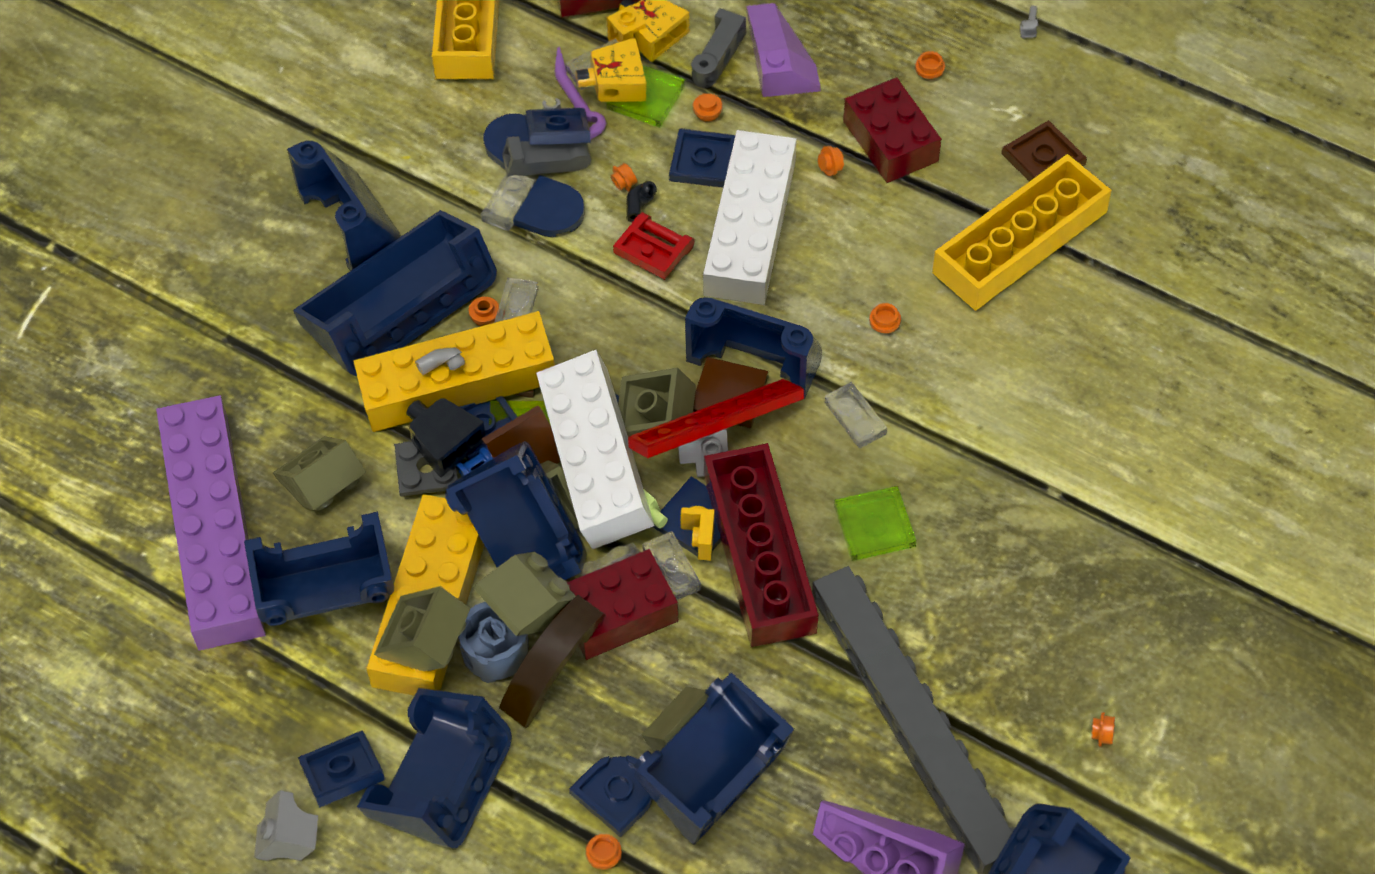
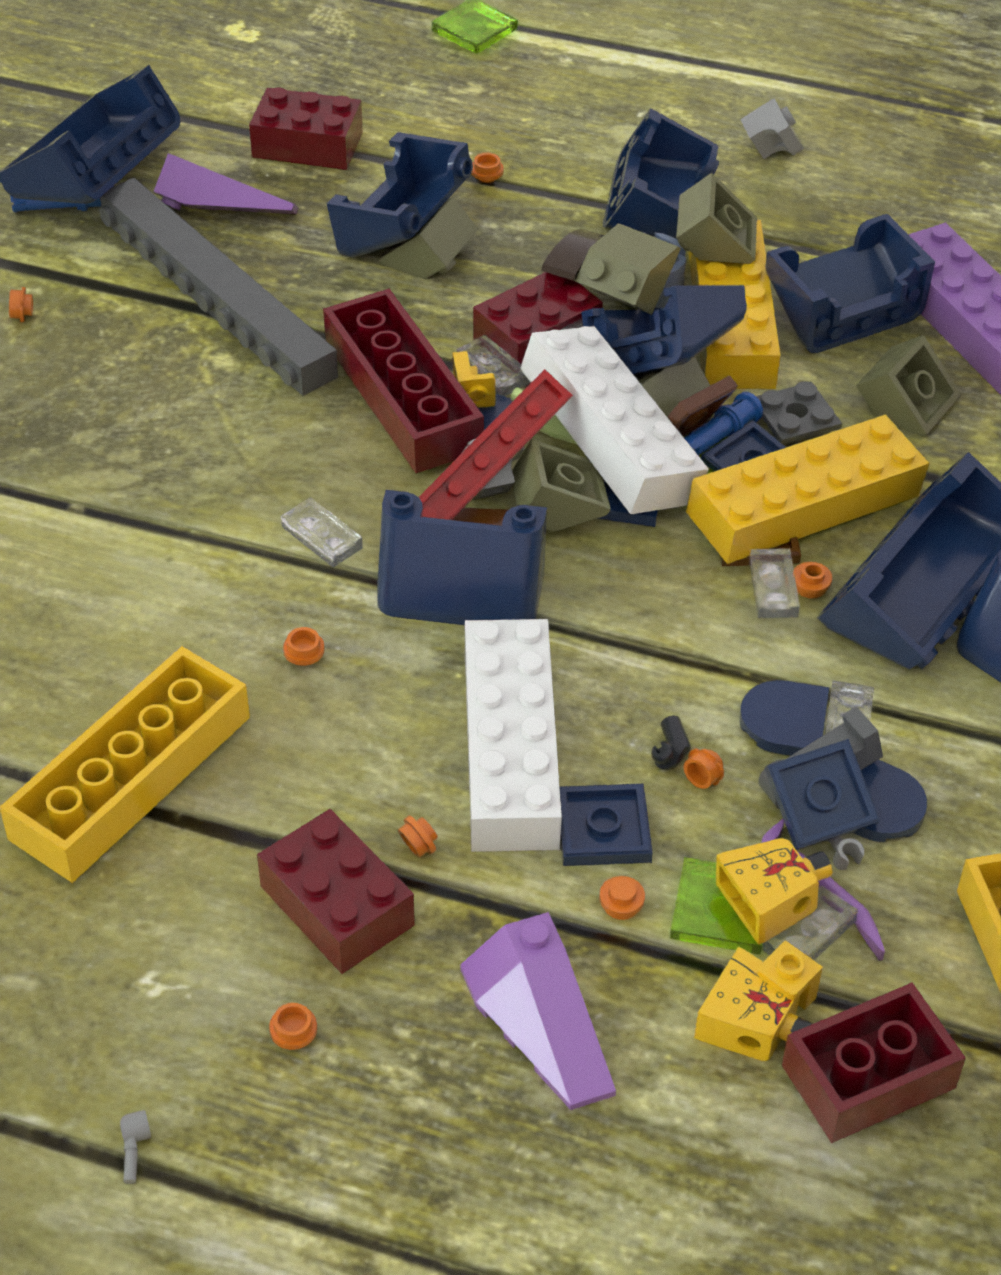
camera: 165 degrees right, 10 degrees down
(341, 768) = (750, 175): dark blue tile -> none
(439, 357) = (820, 448): light grey arm -> none
(444, 433) = (786, 409): black torso -> none
(613, 793) = (494, 208): dark blue tile -> none
(650, 252) = (632, 675): red plate -> none
(728, 34) = (626, 1025): dark grey leg -> none
(875, 523) = (280, 441): clear neon green tile -> none
(1039, 150) = (102, 913): reddish brown tile -> none

